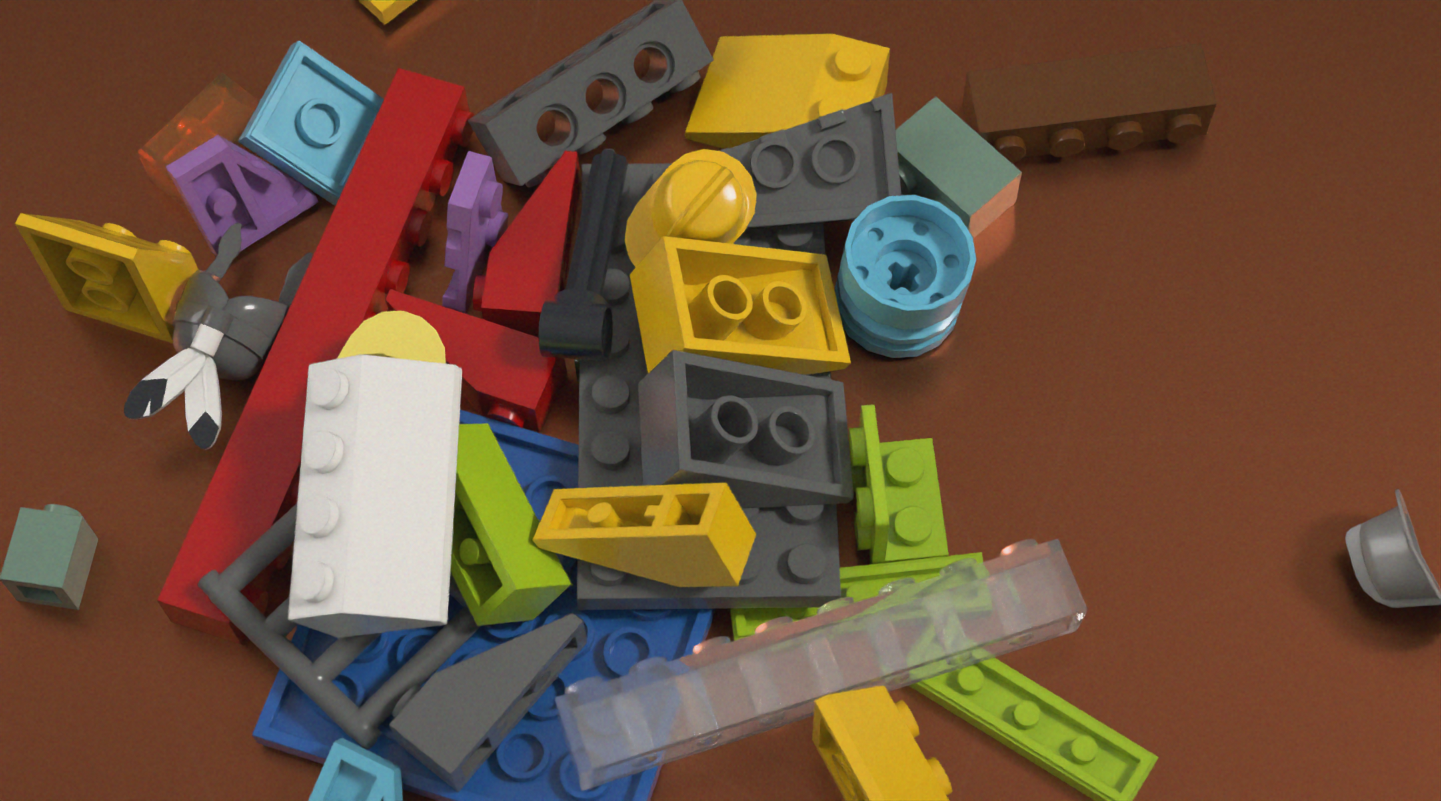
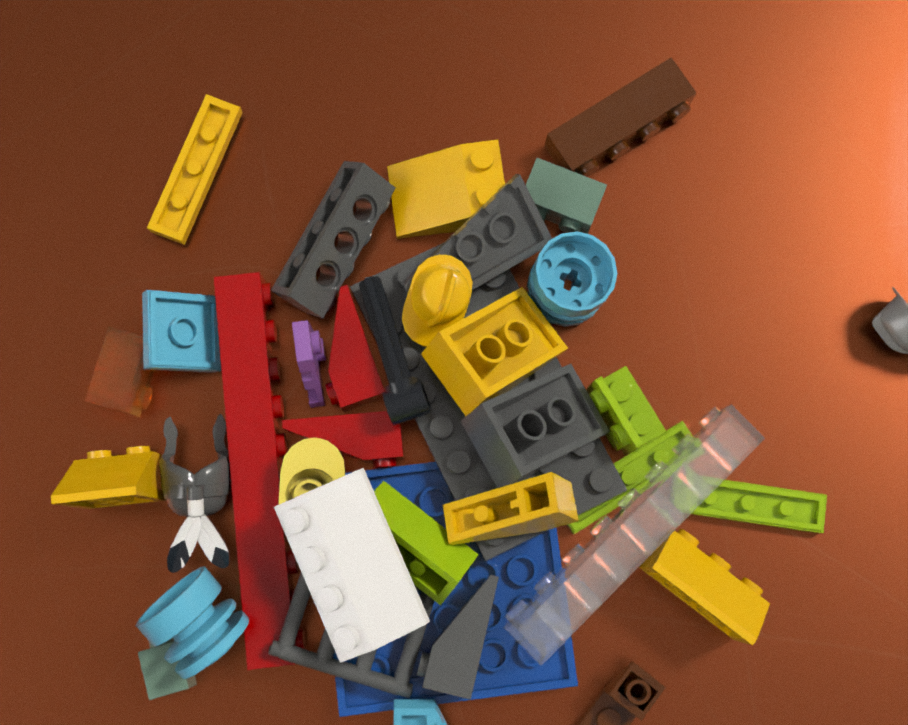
camera: 30 degrees left, 15 degrees up
(114, 471) = (198, 628): none -> medium azure wheel
(232, 187) = (157, 397): medium lavender wing -> none

